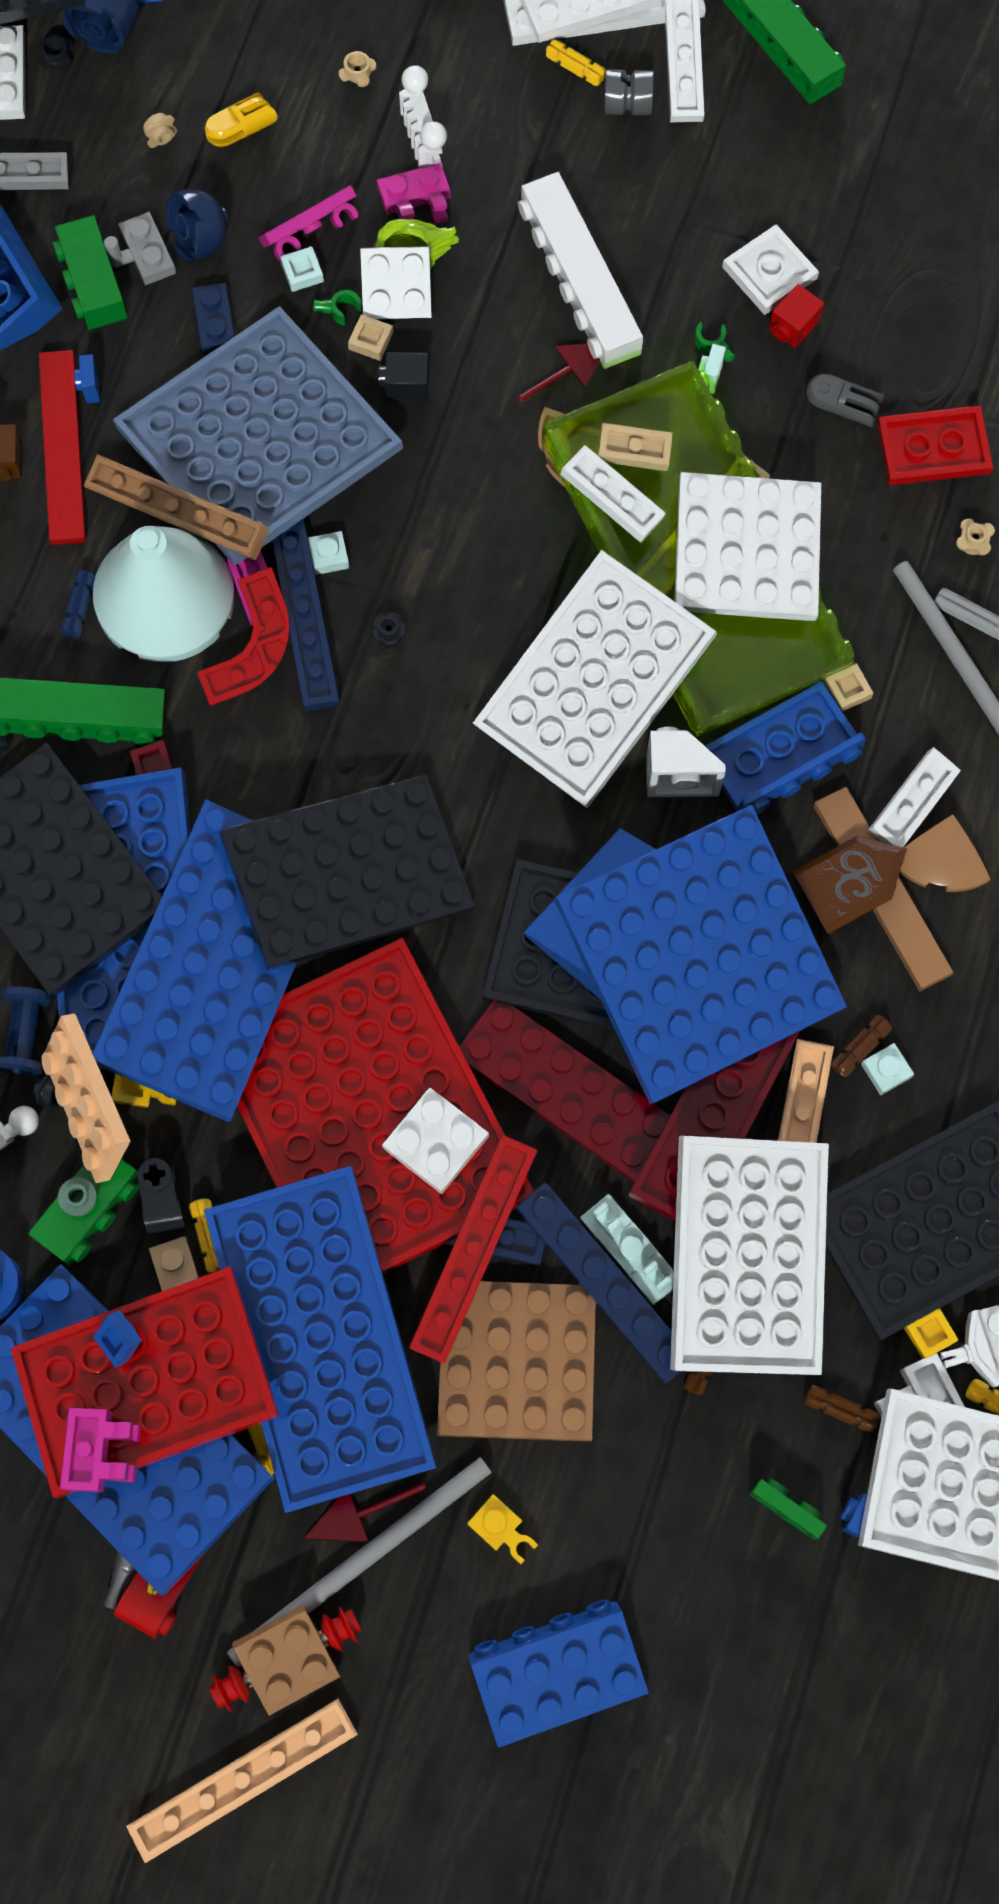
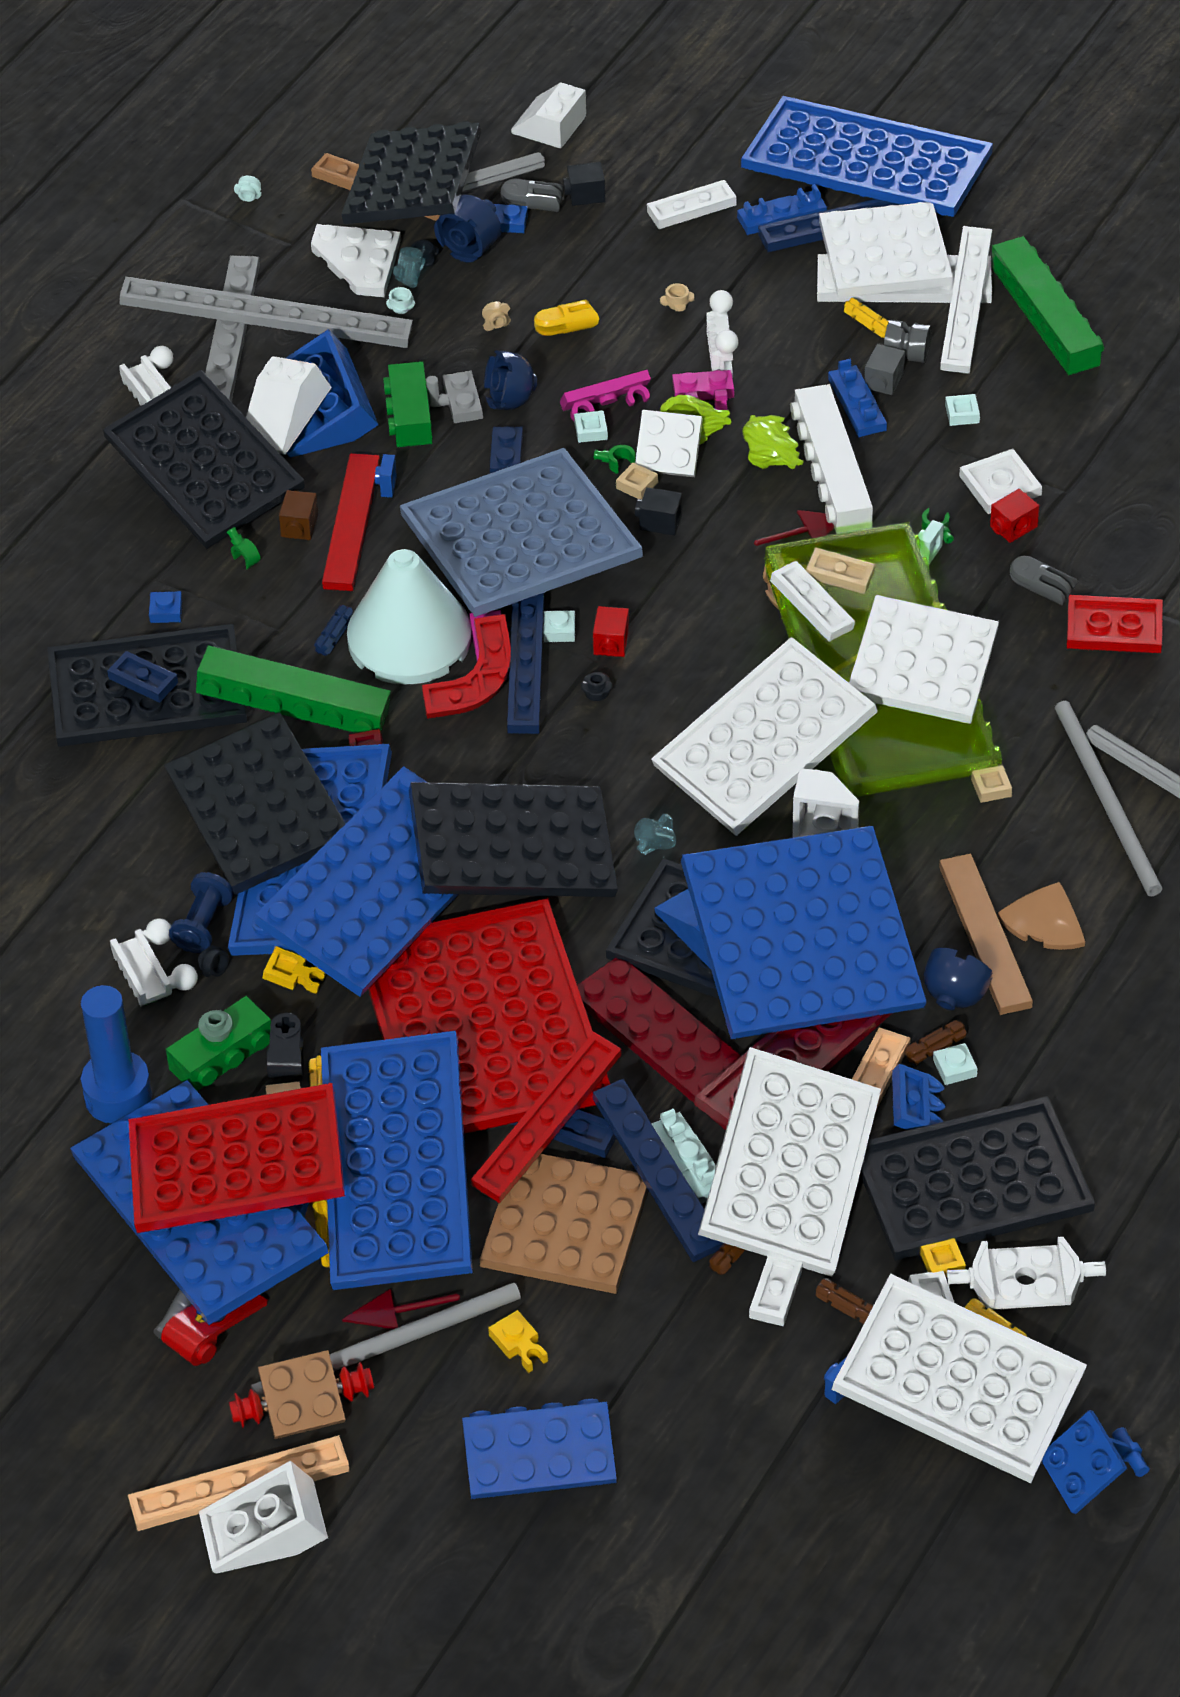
camera: 15 degrees right, 25 degrees down
(43, 117) = (400, 300): none -> light aqua plate
(45, 76) = (409, 266): none -> clear light blue piece
(85, 1099) = (242, 950): light nougat plate -> none
(87, 1450) = (173, 1189): dark pink plate -> none
(117, 1338) = (221, 1113): blue plate -> none
(177, 507) = (452, 572): medium nougat tile -> none
(282, 1834) = (264, 1520): none -> white slope
(389, 555) = (611, 631): none -> red brick
(435, 1140) = (535, 1038): white plate -> none
(500, 827) = (655, 834): none -> clear light blue piece
(508, 261) = (770, 442): none -> lime hair
(588, 180) = (857, 399): none -> blue plate
(611, 135) = (884, 369): none -> dark grey brick
(707, 176) = (962, 409): none -> light aqua plate
(763, 1412) = (775, 1290): none -> white plate
(785, 749) = (926, 816): blue bracket -> none
(802, 1517) = (778, 1364): green plate -> none
(851, 880) = (957, 918): reddish brown tile -> none
(858, 1131) = (914, 1098): none -> blue plate
(869, 969) = (956, 980): none -> dark blue cylinder
(914, 799) = (1029, 870): white plate -> none
(975, 546) = (1134, 695): tan plate -> none

